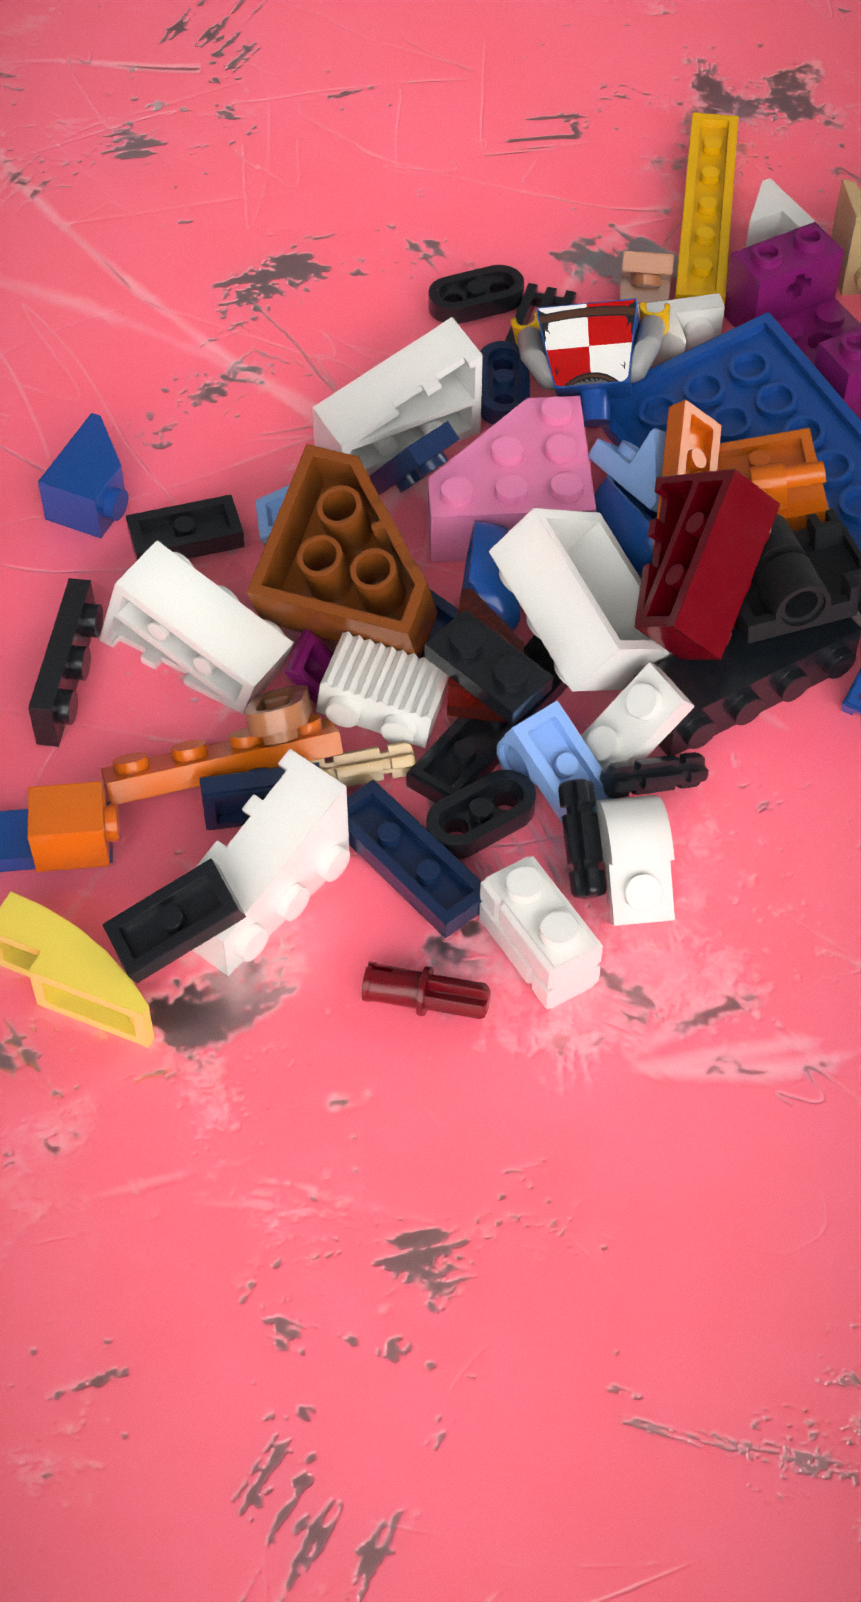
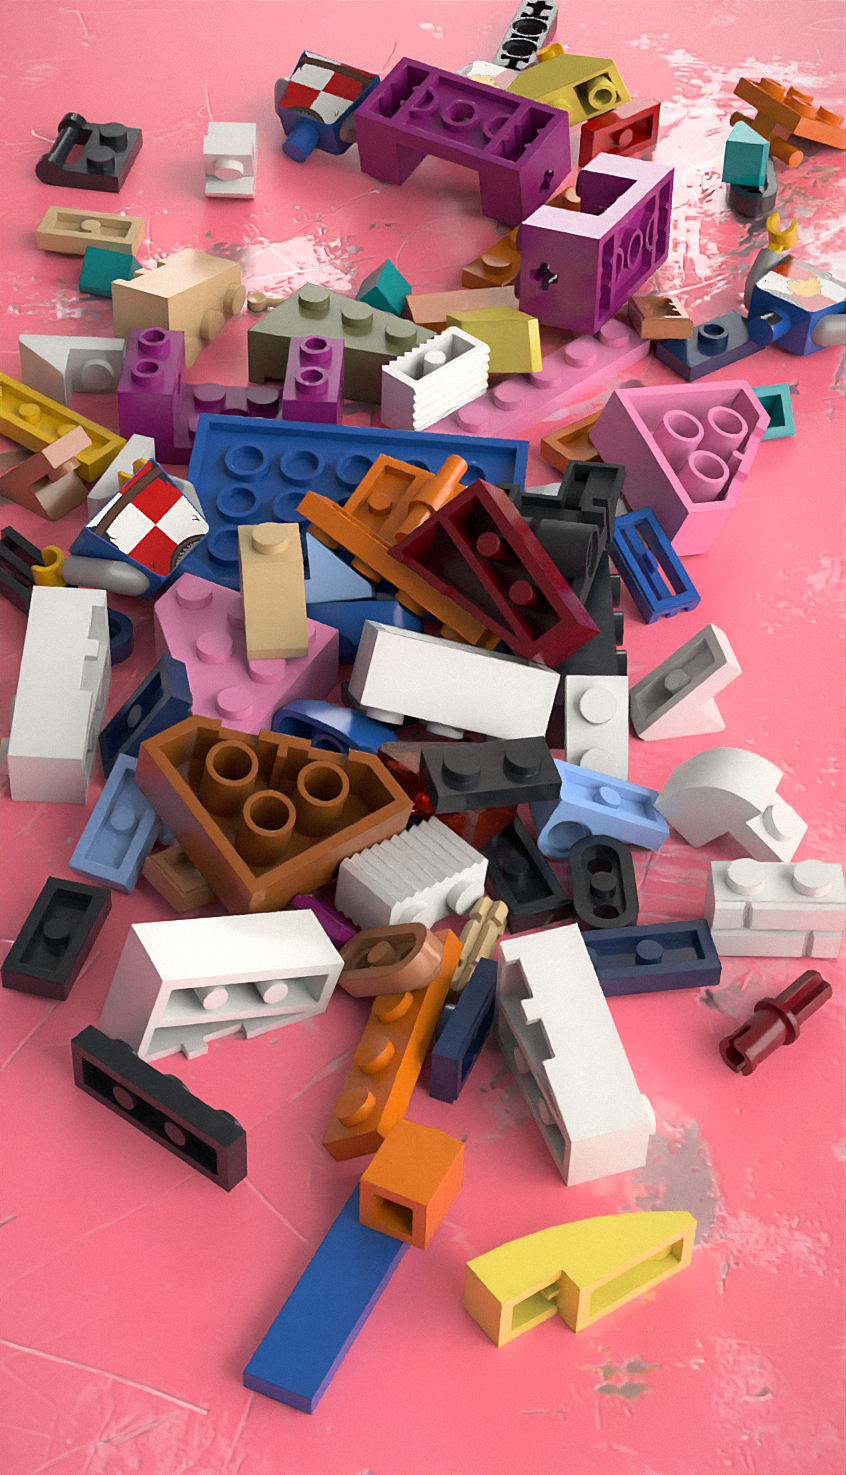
camera: 60 degrees left, 10 degrees down
(173, 920) = (614, 1138): black plate -> none
(569, 441) = (272, 591): none -> tan slope
(582, 838) = (686, 827): black axle -> none
(654, 775) = (651, 756): black axle -> none
(757, 765) = (680, 691): none -> white slope

